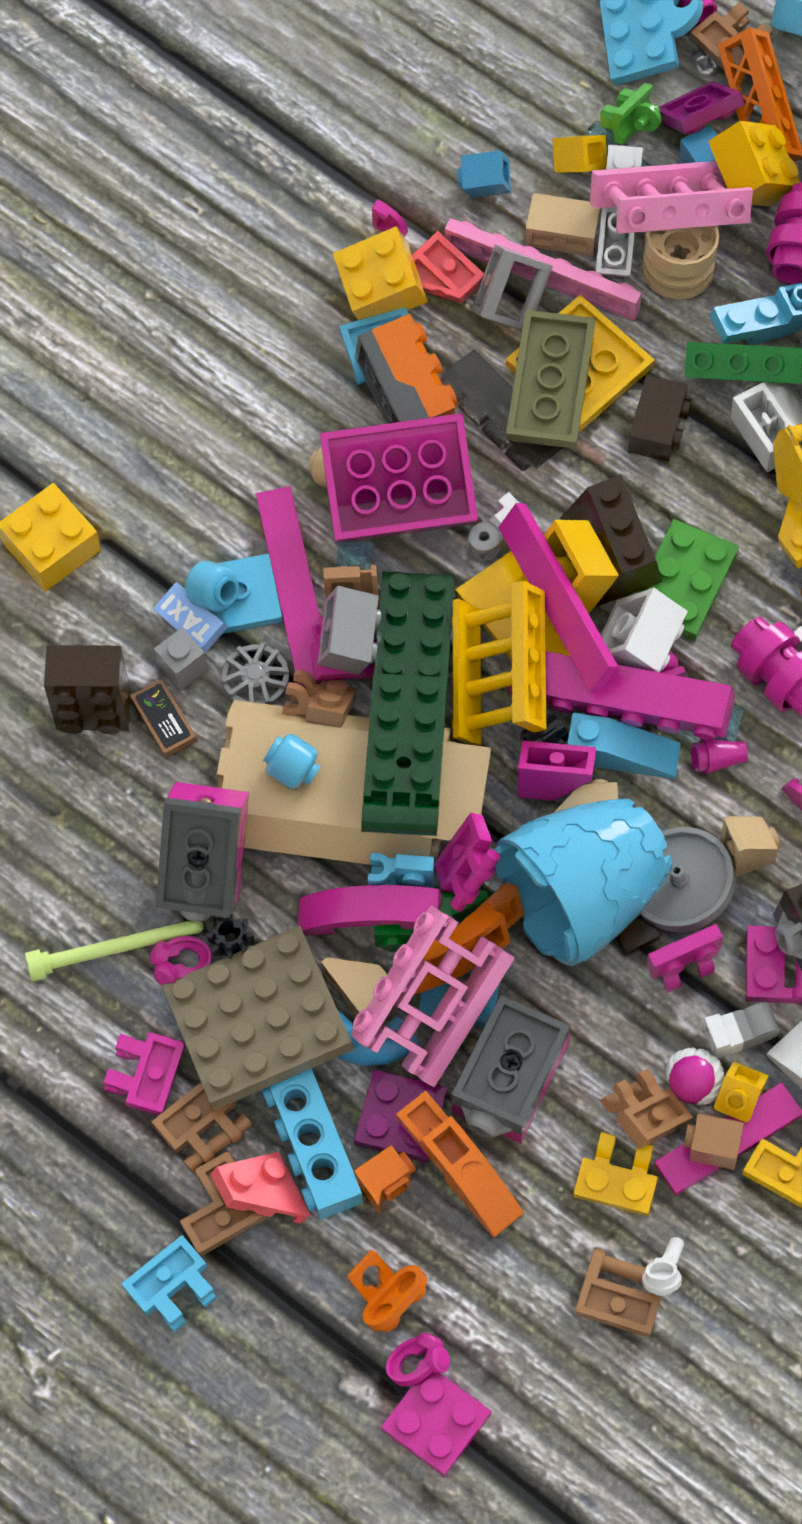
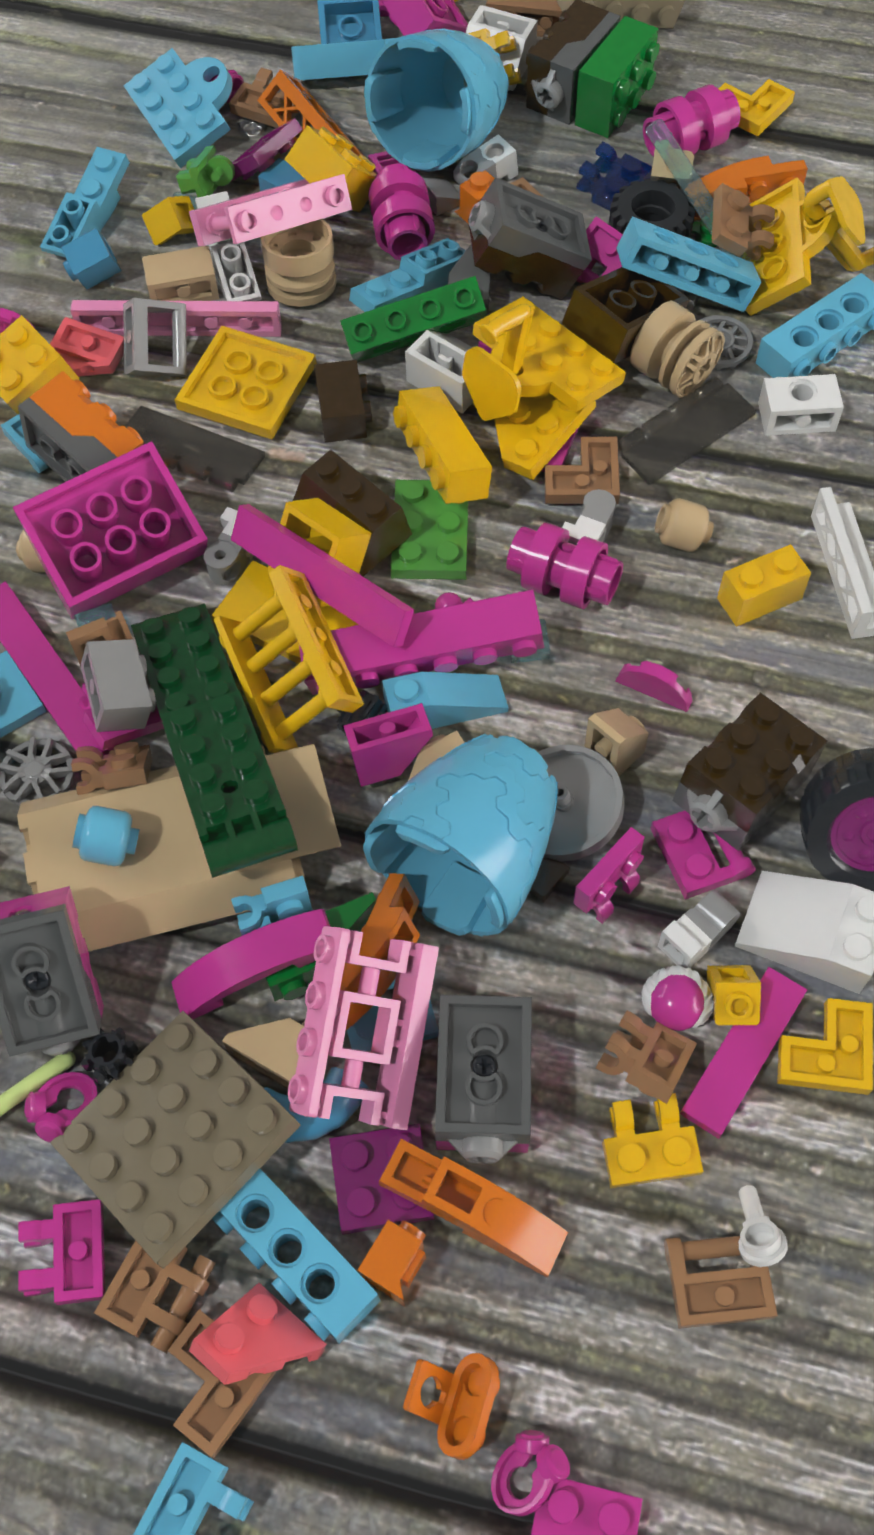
camera: 25 degrees left, 5 degrees down
(467, 854) = (331, 863): dark pink plate -> none
(507, 107) = (90, 204): none -> medium azure slope
(550, 379) = (225, 398): olive plate -> none
(643, 630) = (419, 571): white brick -> none
(714, 1141) = (739, 1059): medium nougat brick -> none
(717, 754) = (539, 671): dark pink cone -> none
(726, 504) = (443, 445): none -> yellow brick

